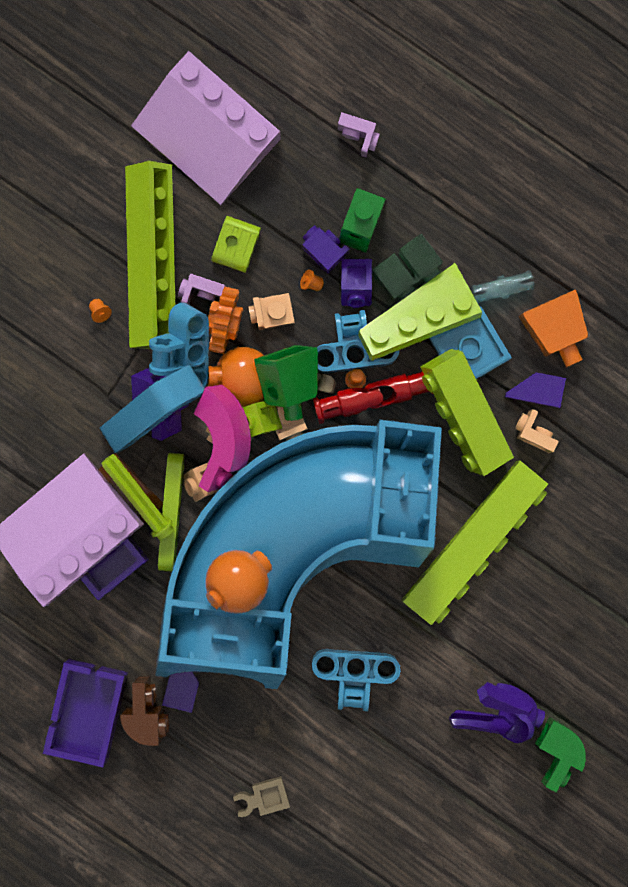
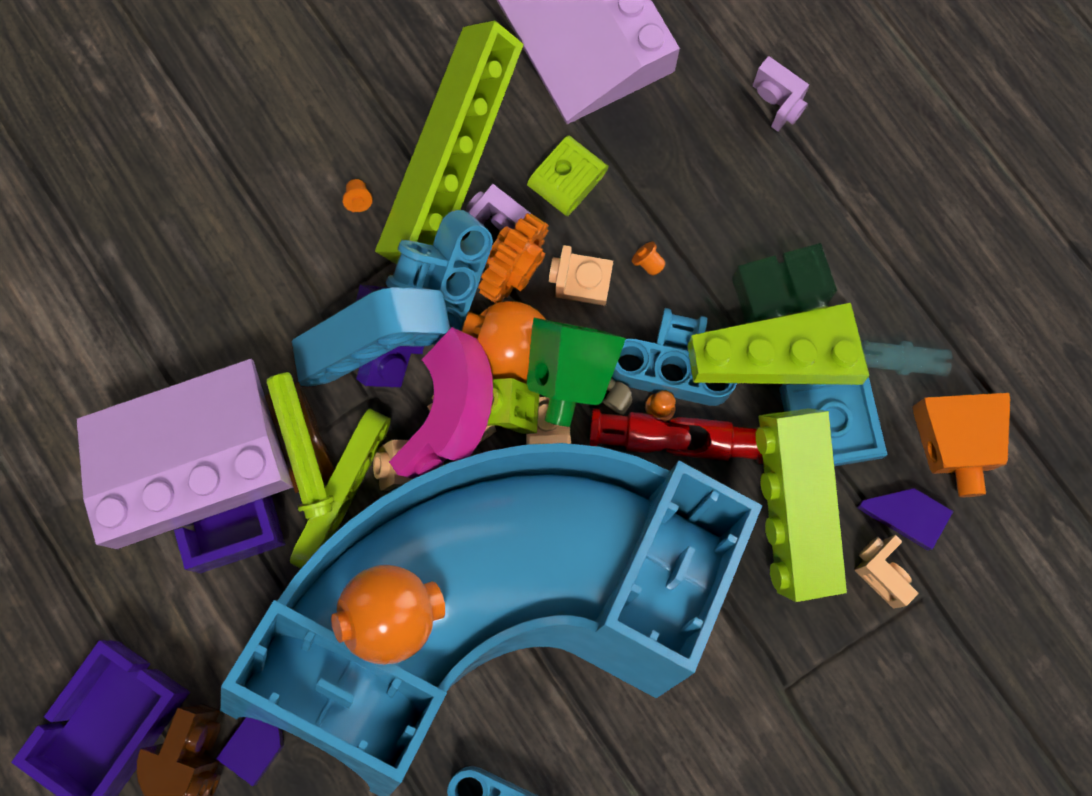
camera: 25 degrees right, 10 degrees down
(324, 248) = (682, 221): dark purple brick -> none
(356, 282) = (708, 280): dark purple bracket -> none
(361, 220) = (749, 195): green torso -> none
(474, 543) = (748, 695): lime brick -> none

